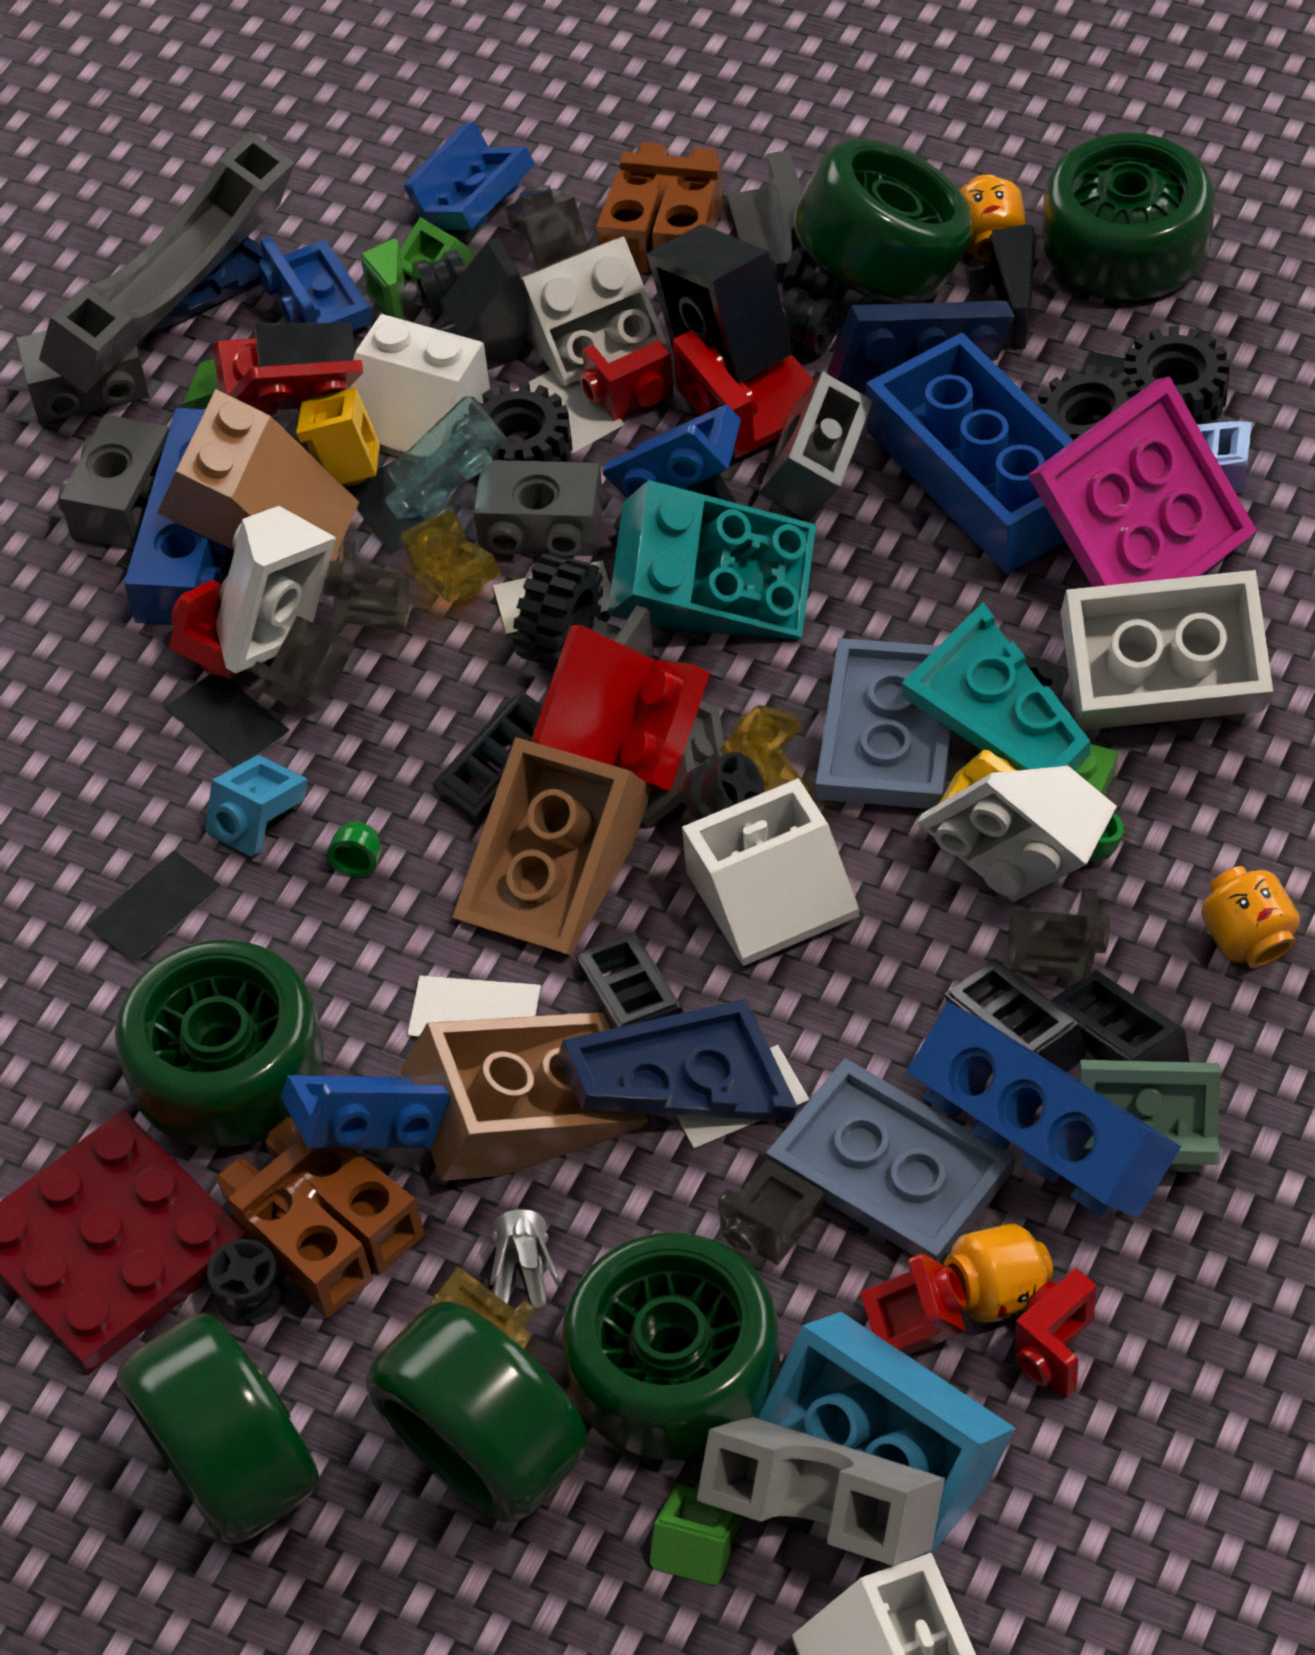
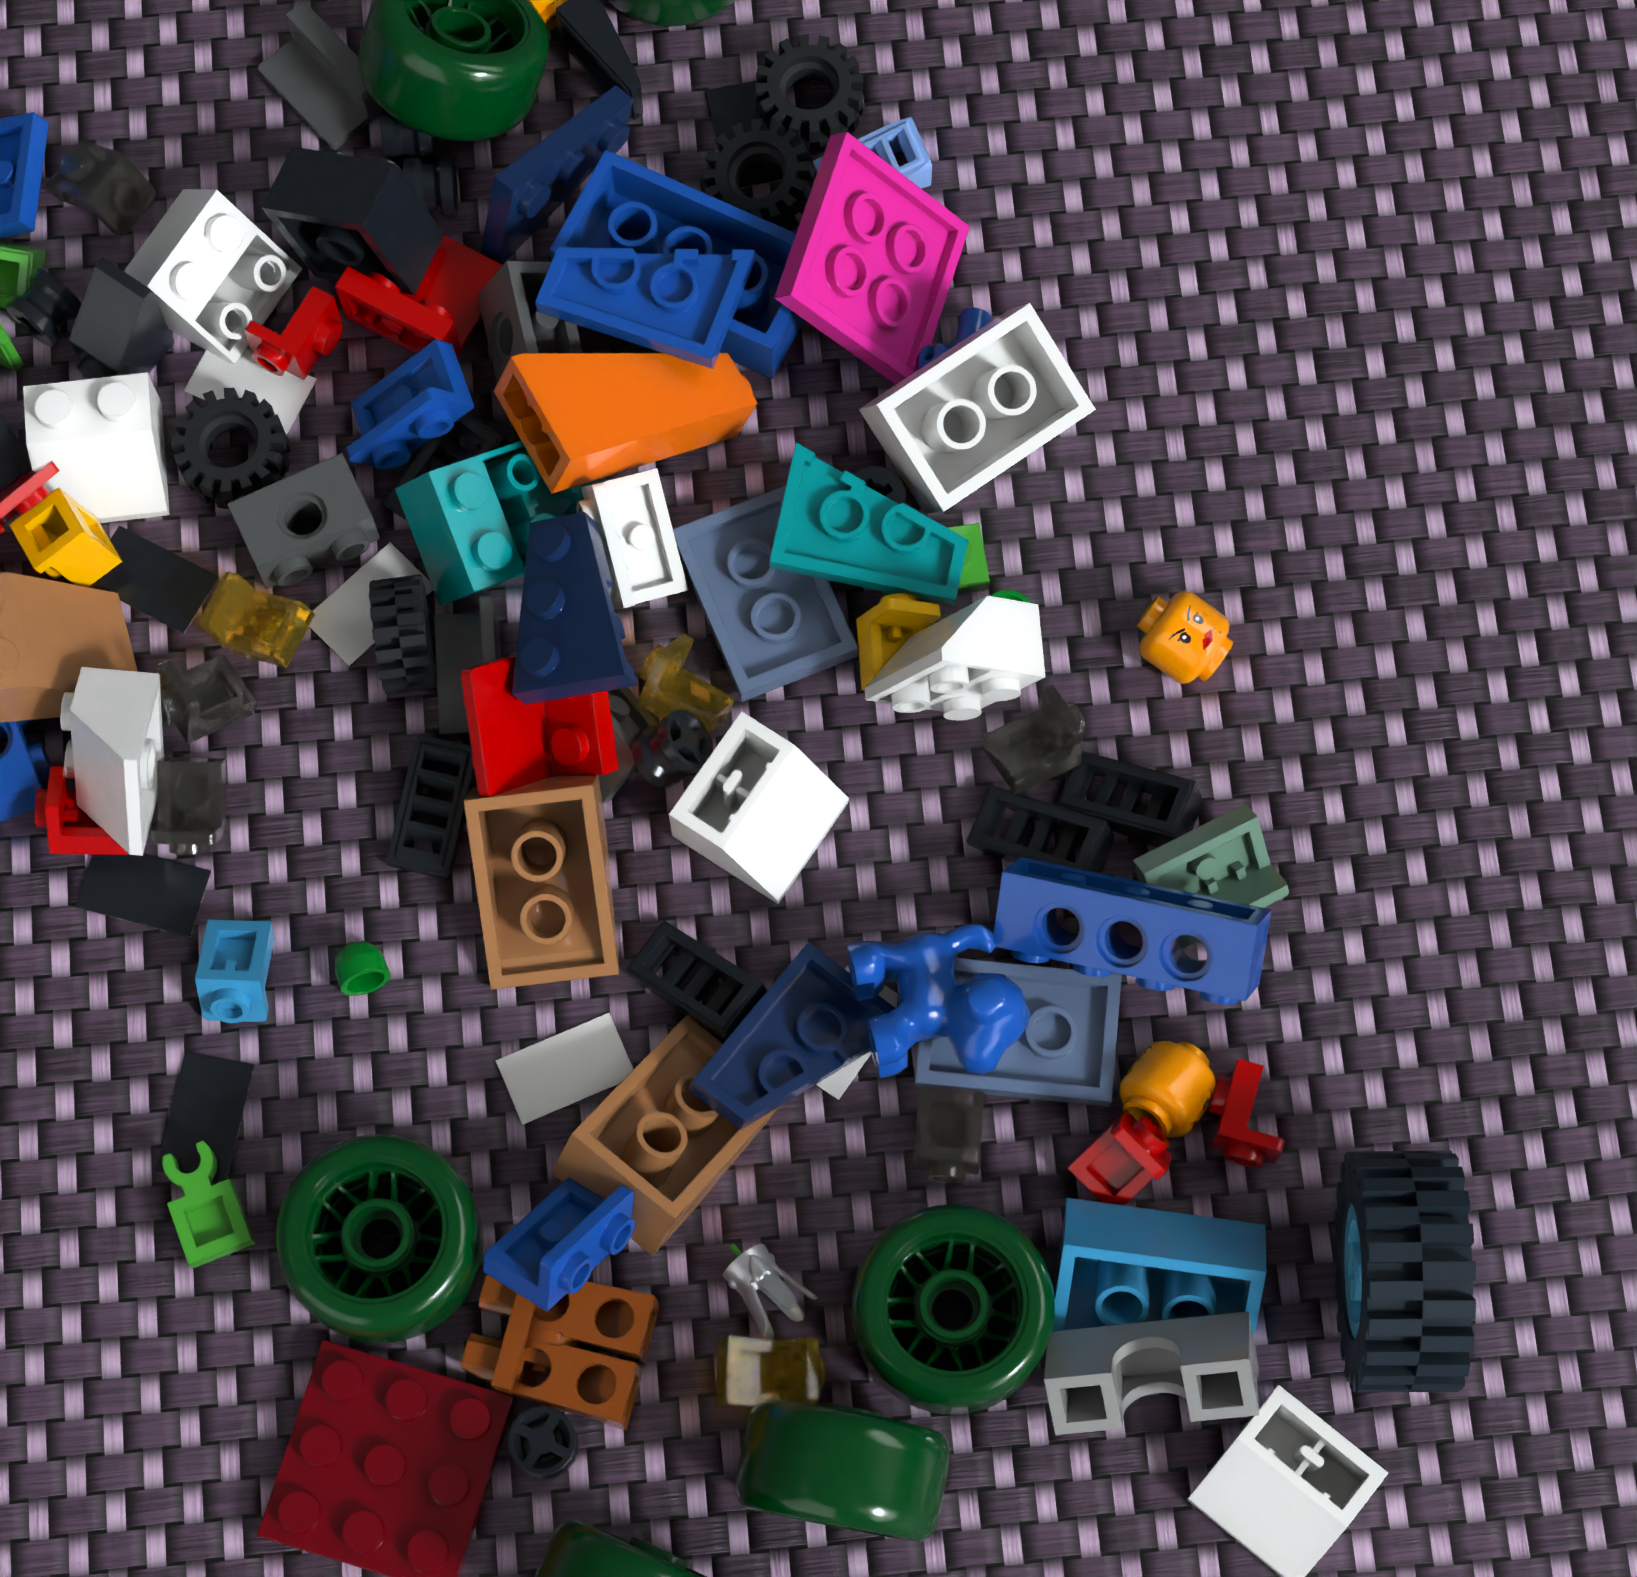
camera: 35 degrees left, 20 degrees up
(103, 969) = (210, 1214): none -> bright green plate
(442, 459) = (187, 520): clear light blue bracket -> none
(660, 198) = (206, 97): dark orange hips -> none
(692, 633) = (567, 617): none -> dark blue wing
(693, 1537) = (1052, 1460): bright green slope -> none
(799, 627) = (635, 537): none -> white bracket
(822, 1073) = (976, 1016): none -> blue animal
(852, 523) = (618, 410): none -> orange slope
(924, 447) = (652, 300): none -> blue wing
(1111, 1507) = (1404, 1271): none -> black wheel

